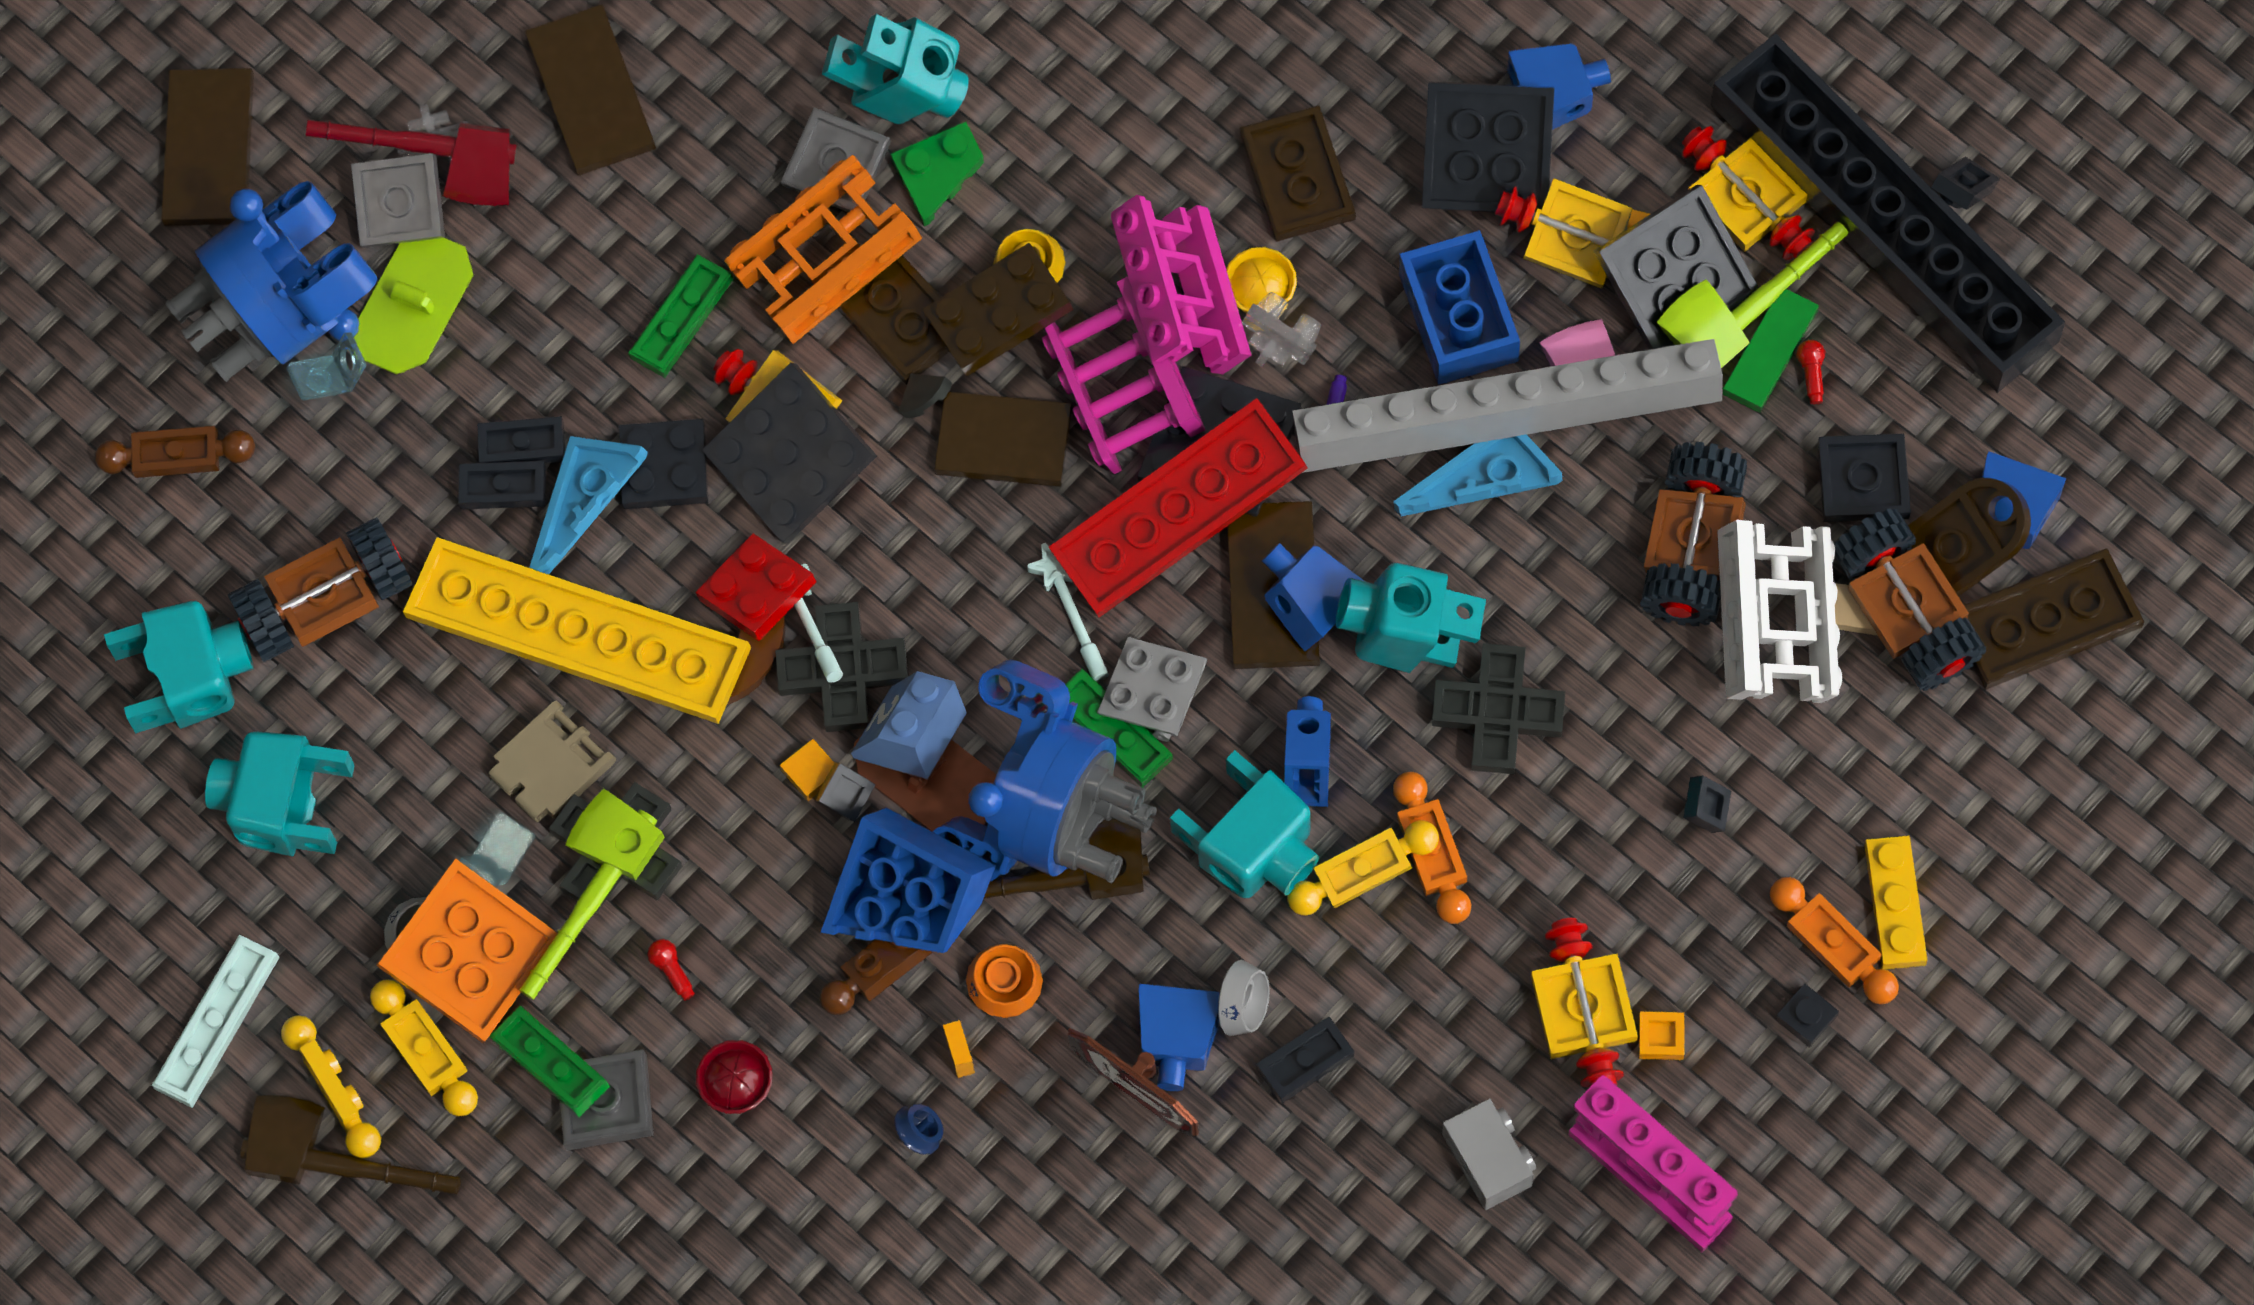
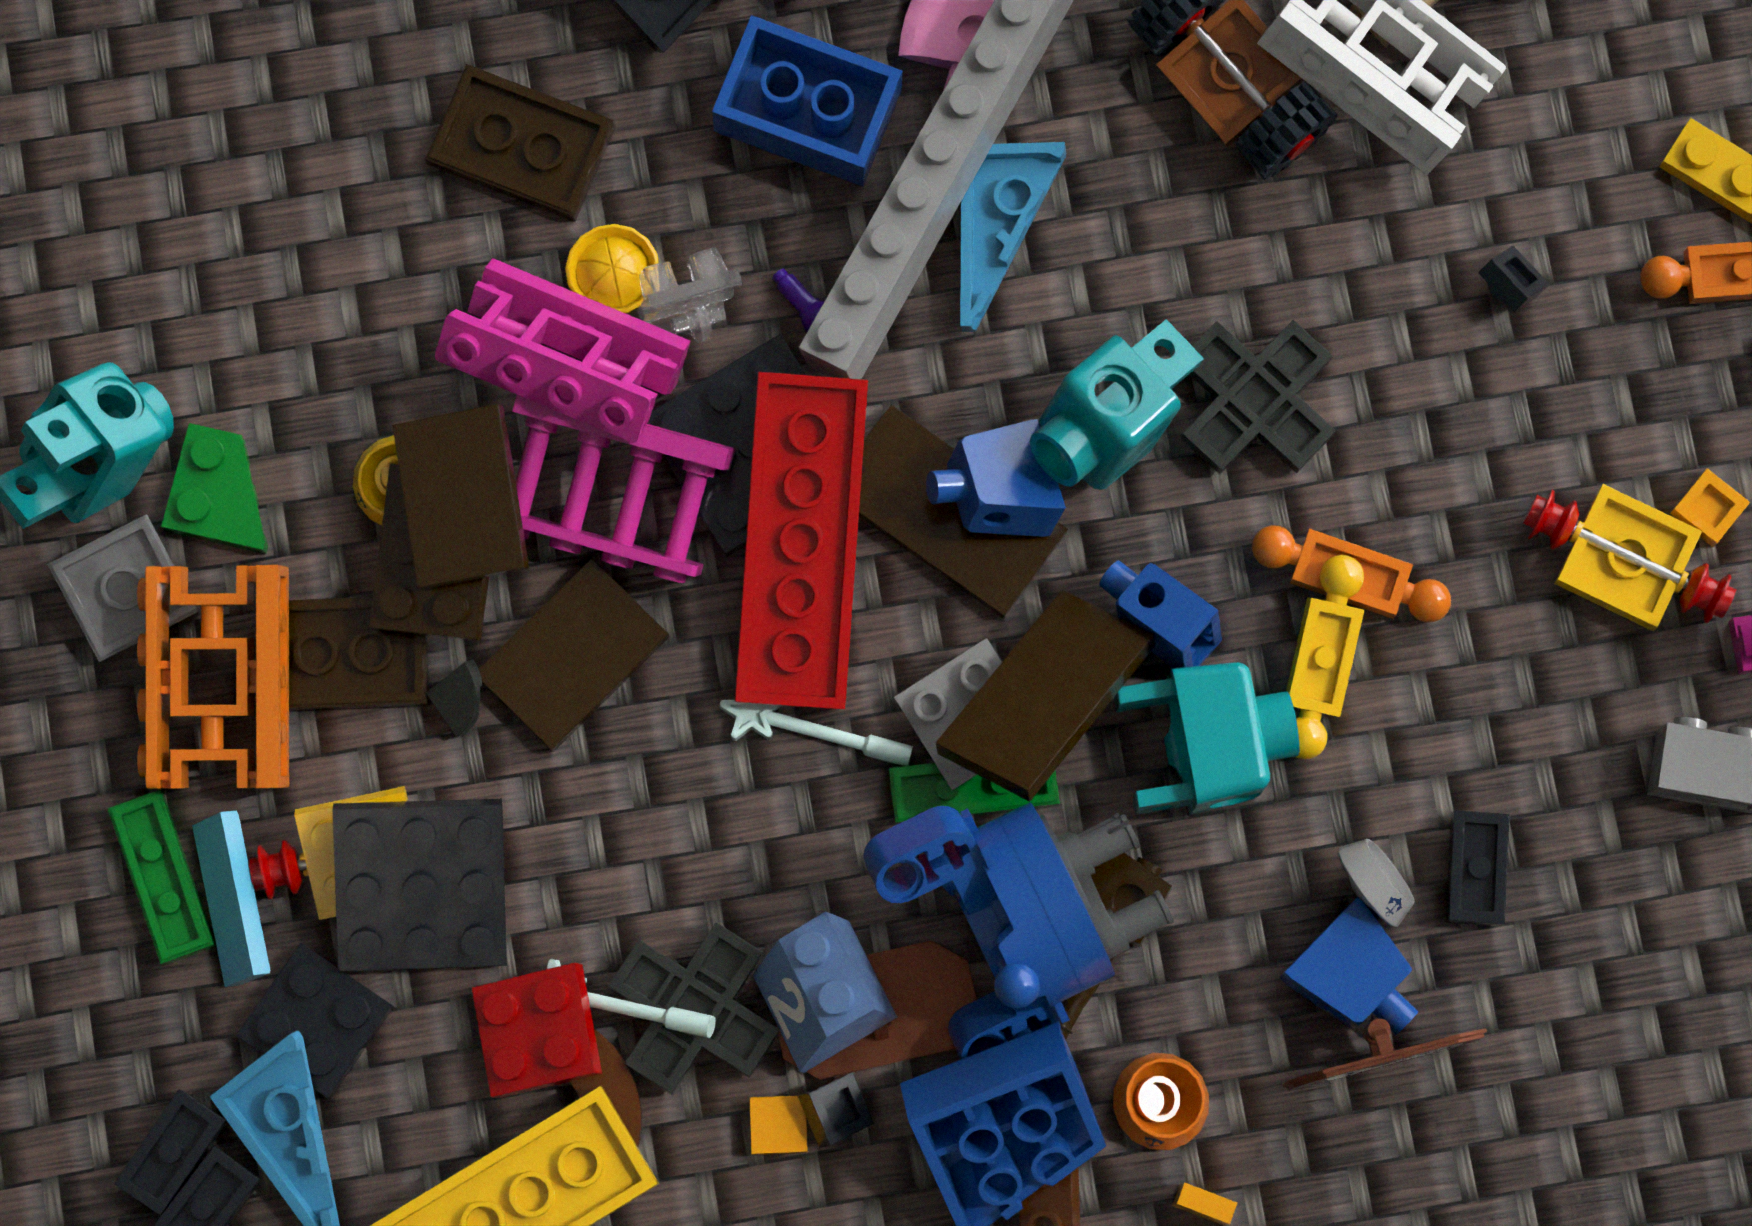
camera: 60 degrees left, 10 degrees up
(698, 360) = (231, 898): none -> medium azure tile
(1038, 290) = (460, 496): none -> dark brown tile
(1194, 710) = (1045, 695): none -> dark brown tile

